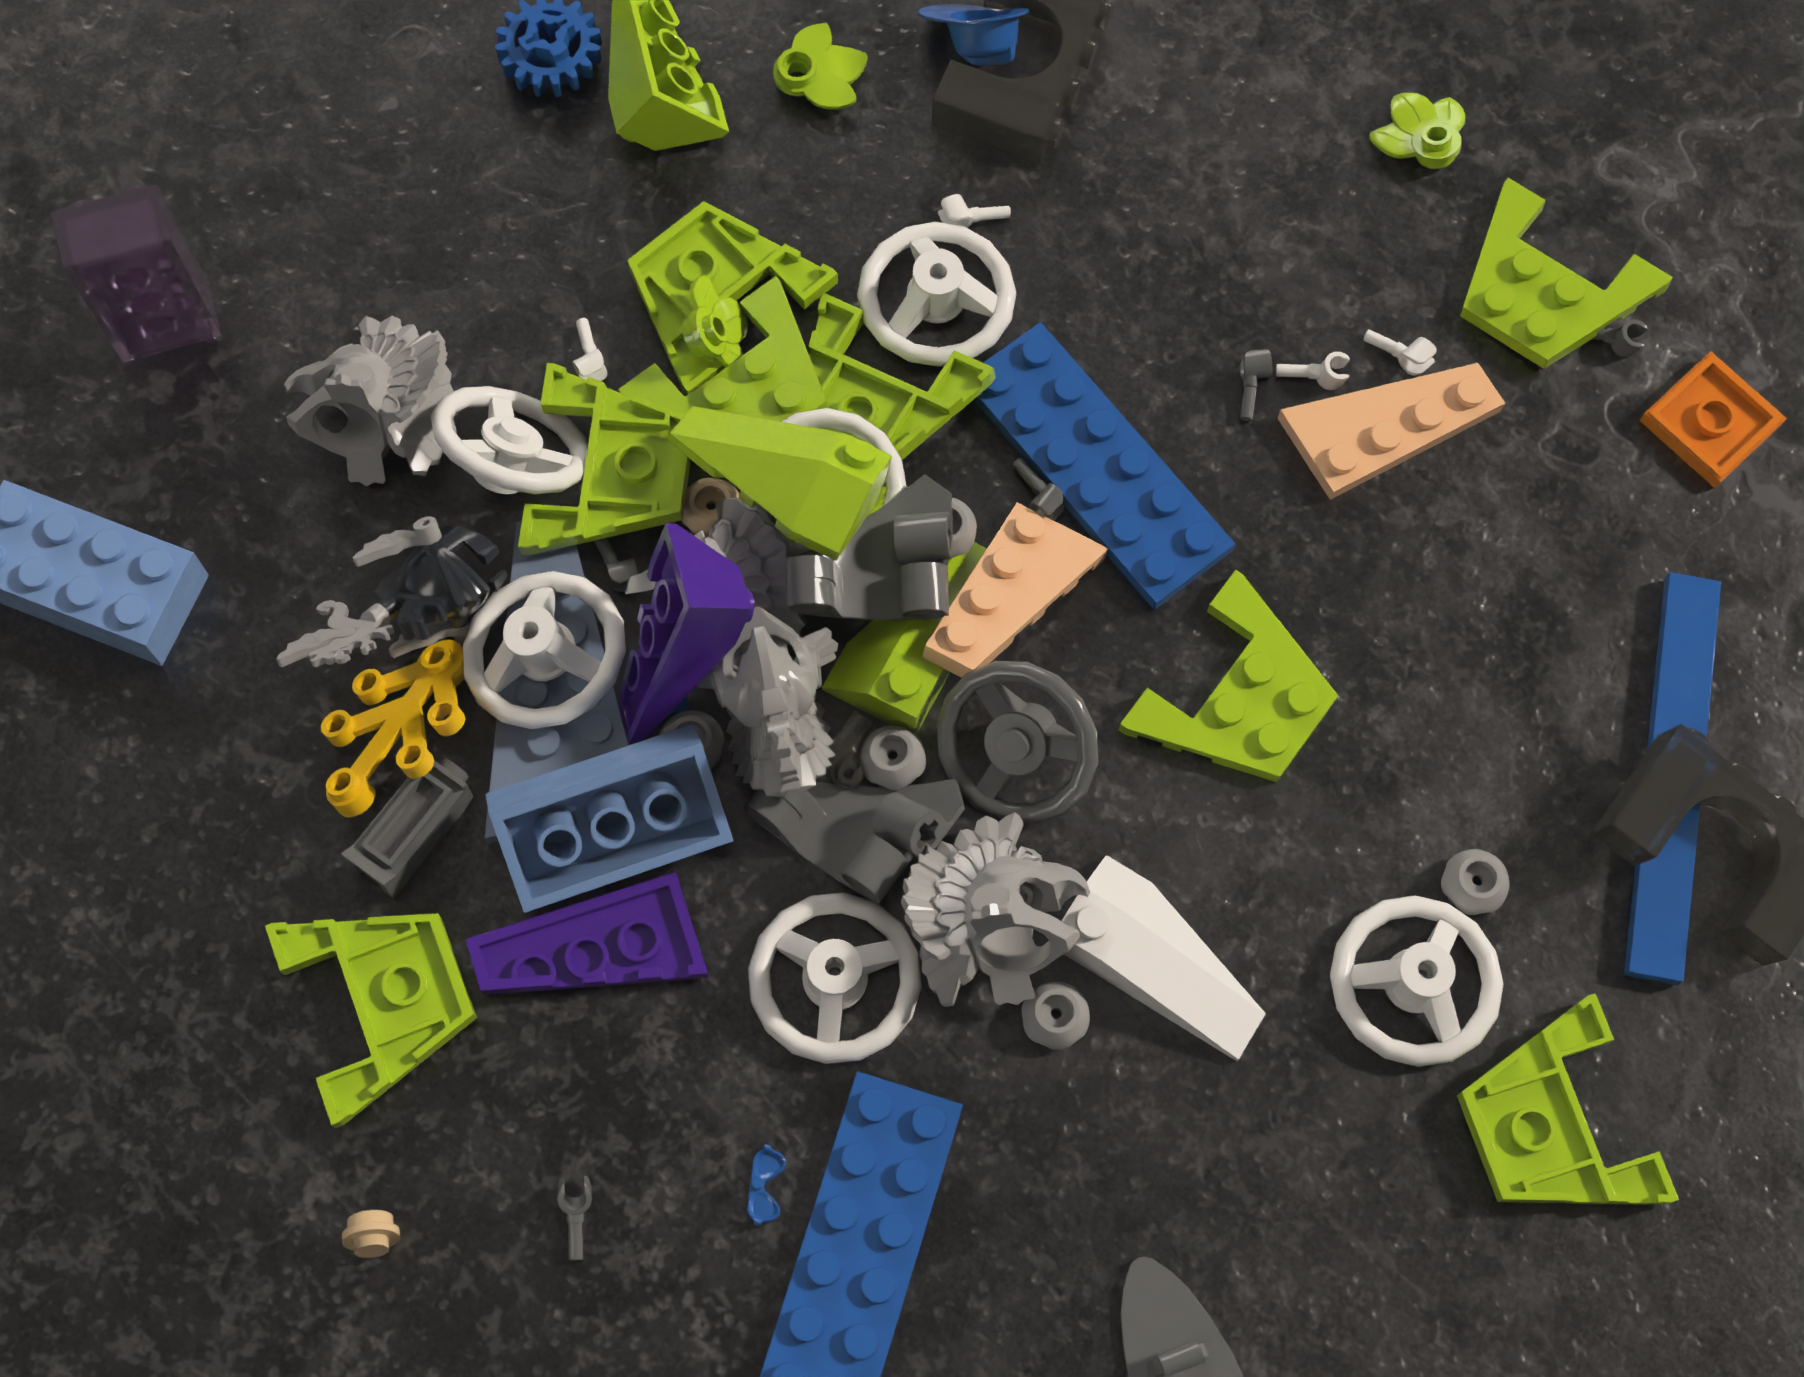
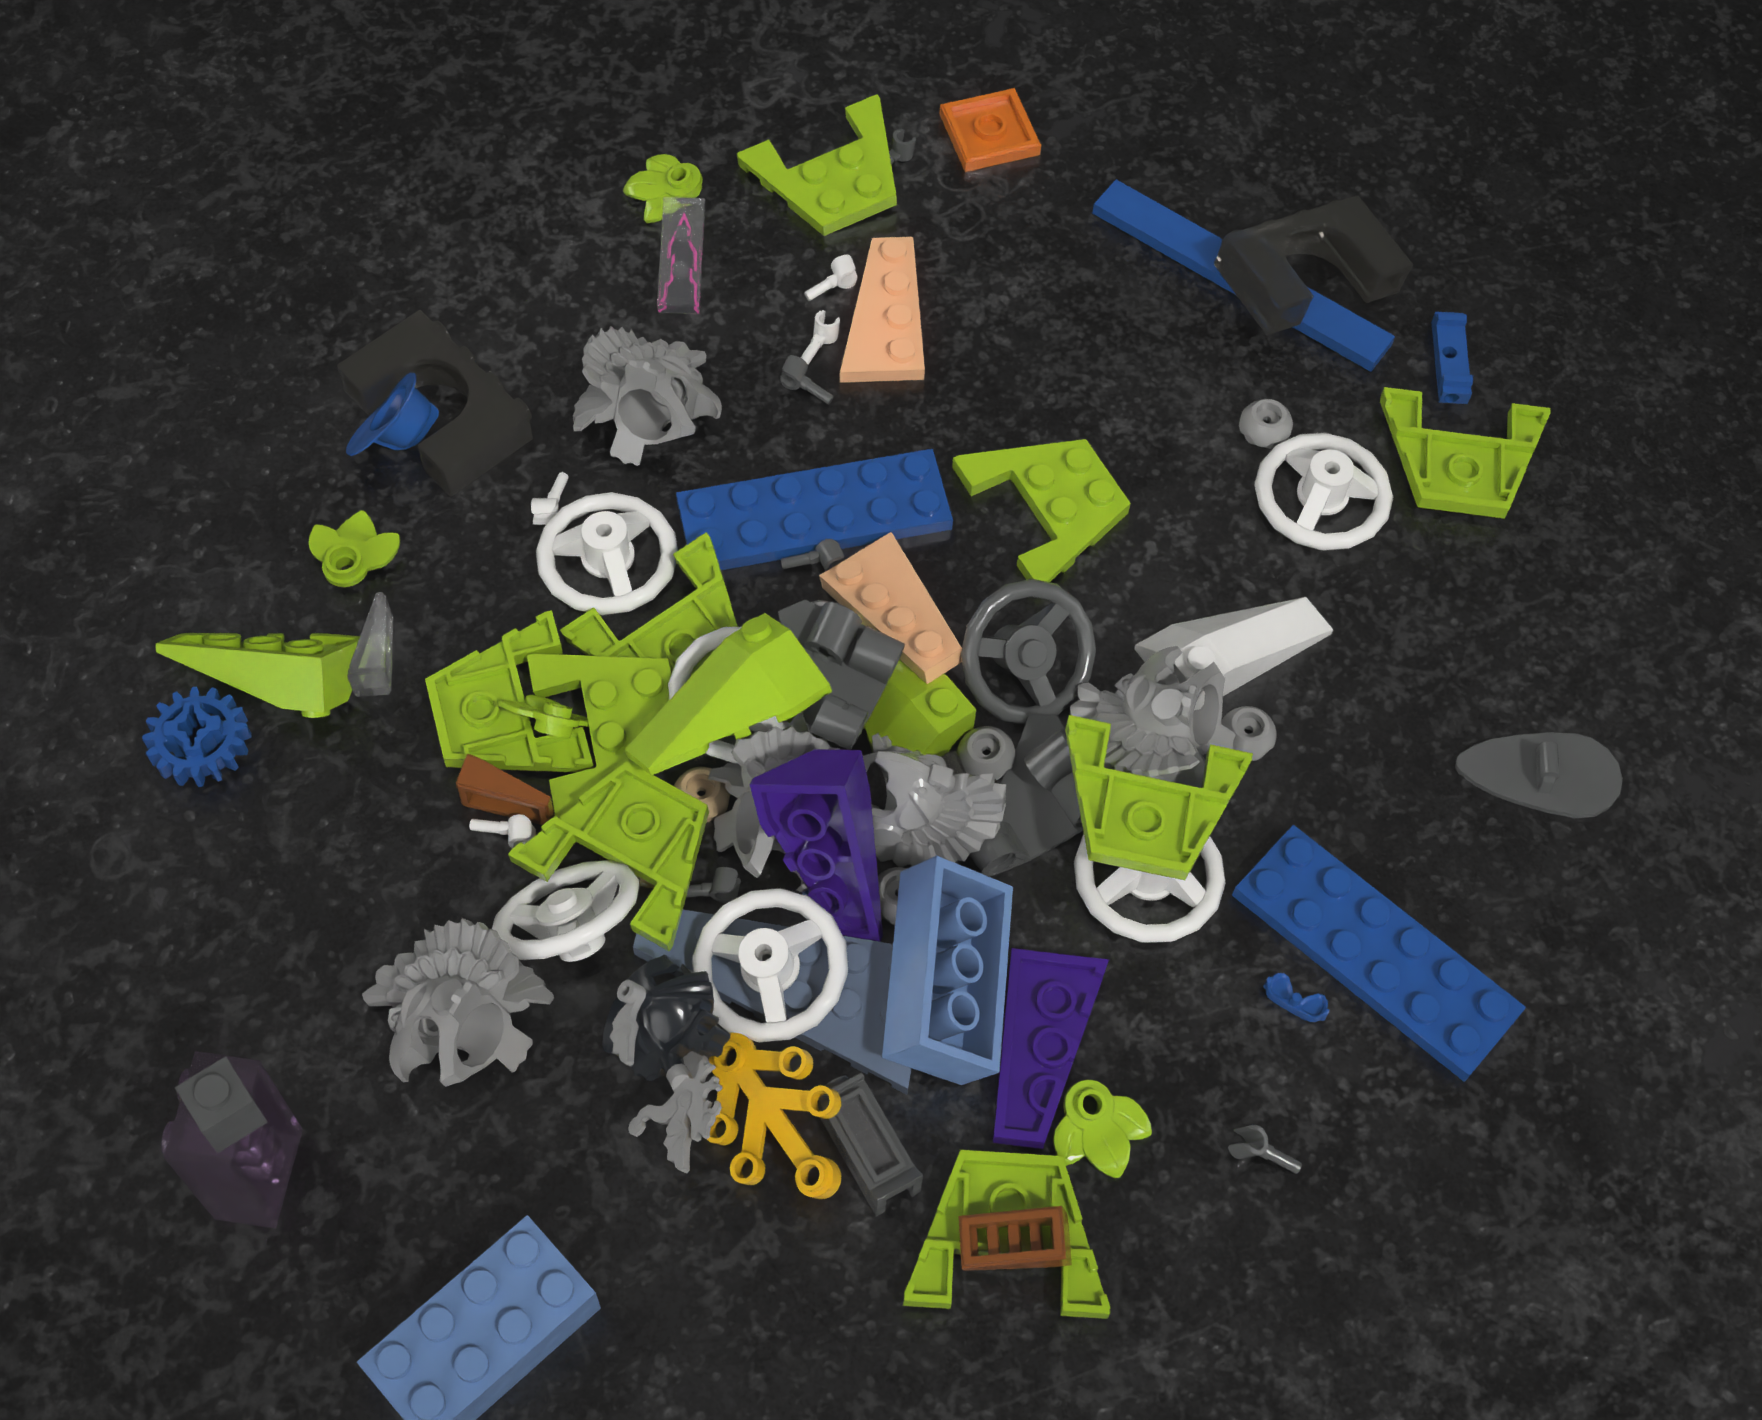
camera: 65 degrees left, 10 degrees down
(99, 226) = (221, 1105): none -> dark grey brick
(370, 1233) = (1217, 1320): tan plate -> none
(376, 1034) = (1016, 1259): none -> dark orange slope
(521, 1046) = (1100, 1136): none -> lime plate
(619, 315) = (497, 792): none -> dark orange slope
(714, 143) = (372, 660): none -> clear slope
(857, 937) = (1144, 819): none -> lime wing
(1142, 224) = (642, 390): none -> light grey piece
(1340, 188) = (681, 255): none -> clear tile
(1717, 1052) = (1453, 372): none -> blue piece

